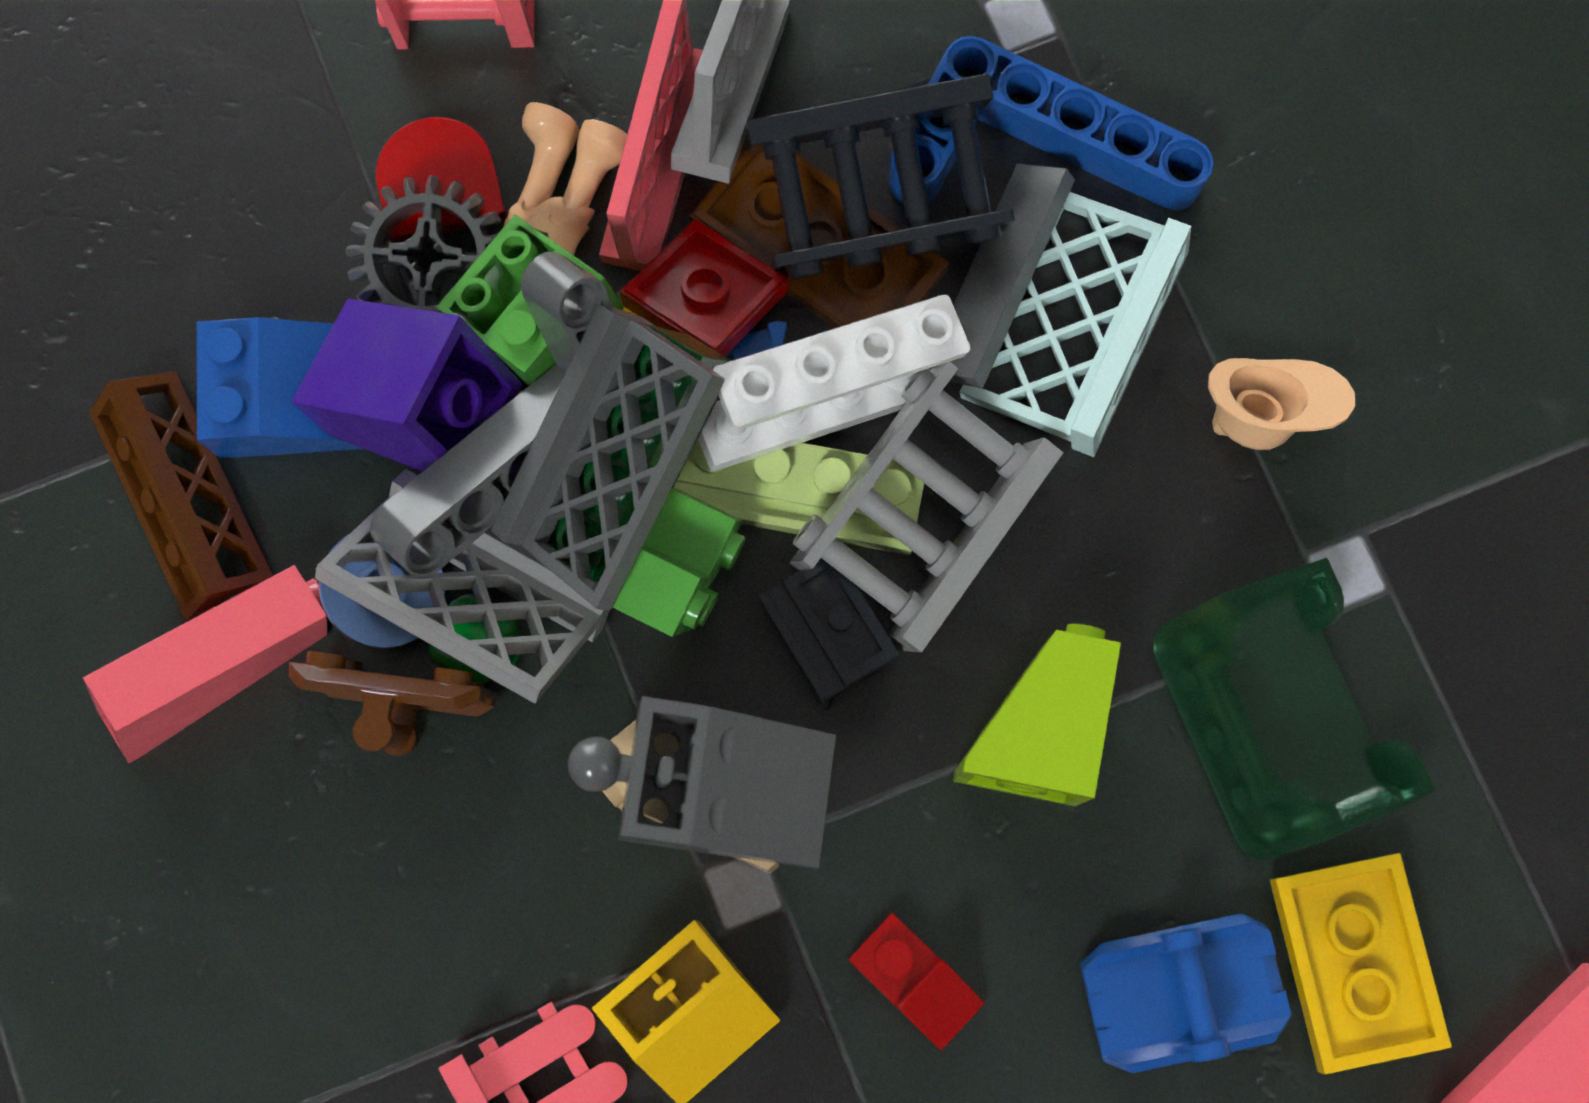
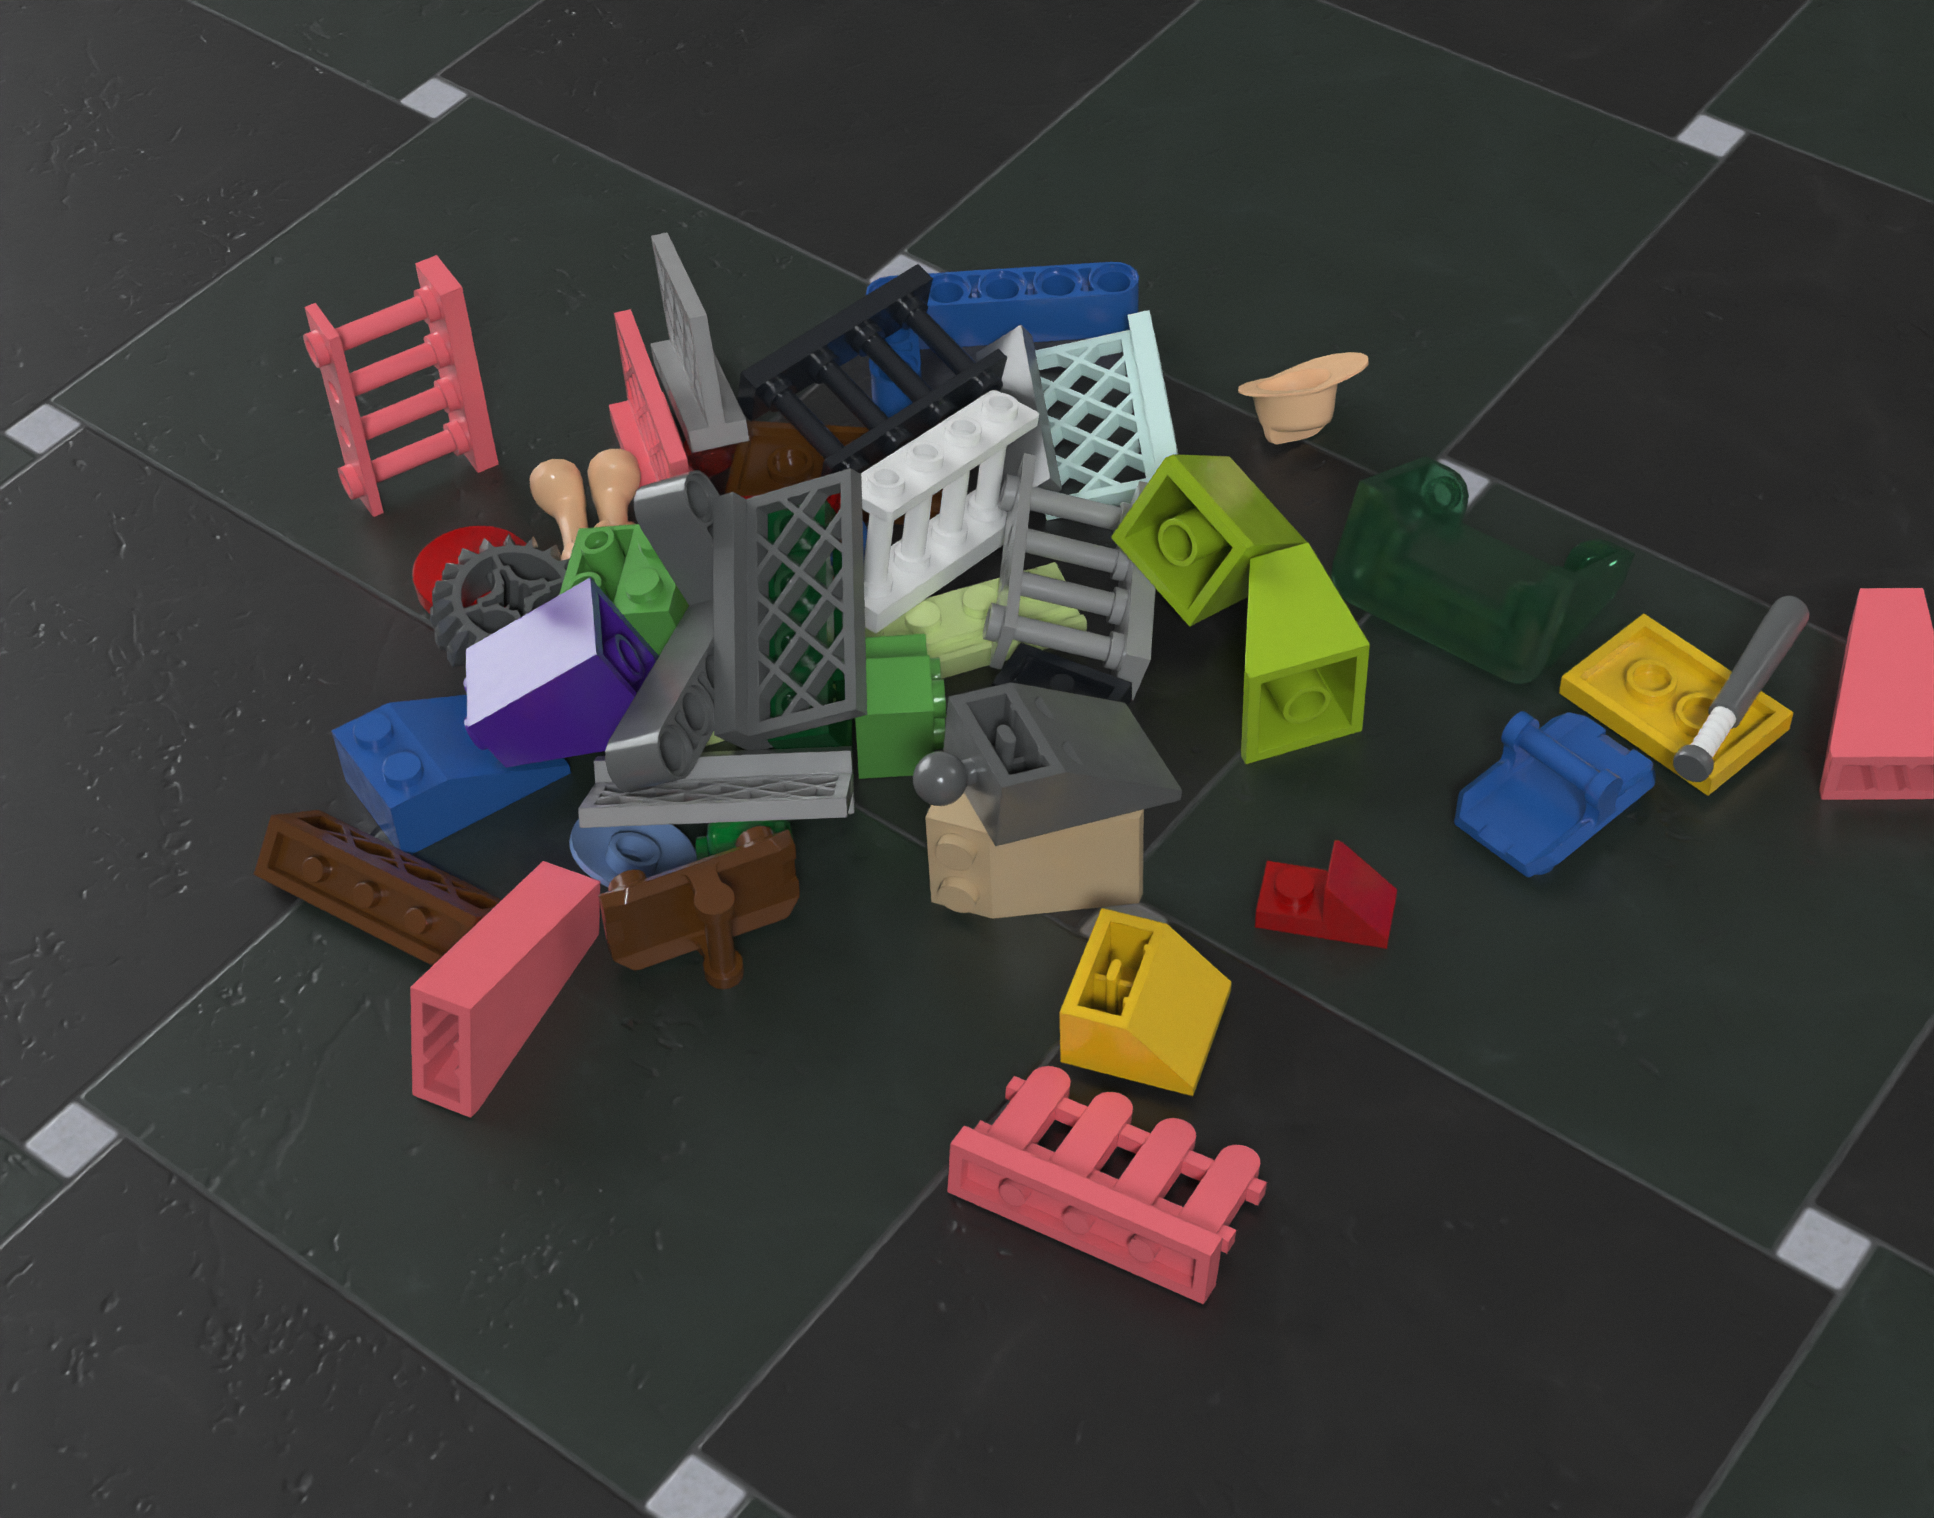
camera: 30 degrees left, 30 degrees down
(1060, 553) = (1199, 530): none -> lime slope
(1447, 989) = (1753, 670): none -> dark grey piece

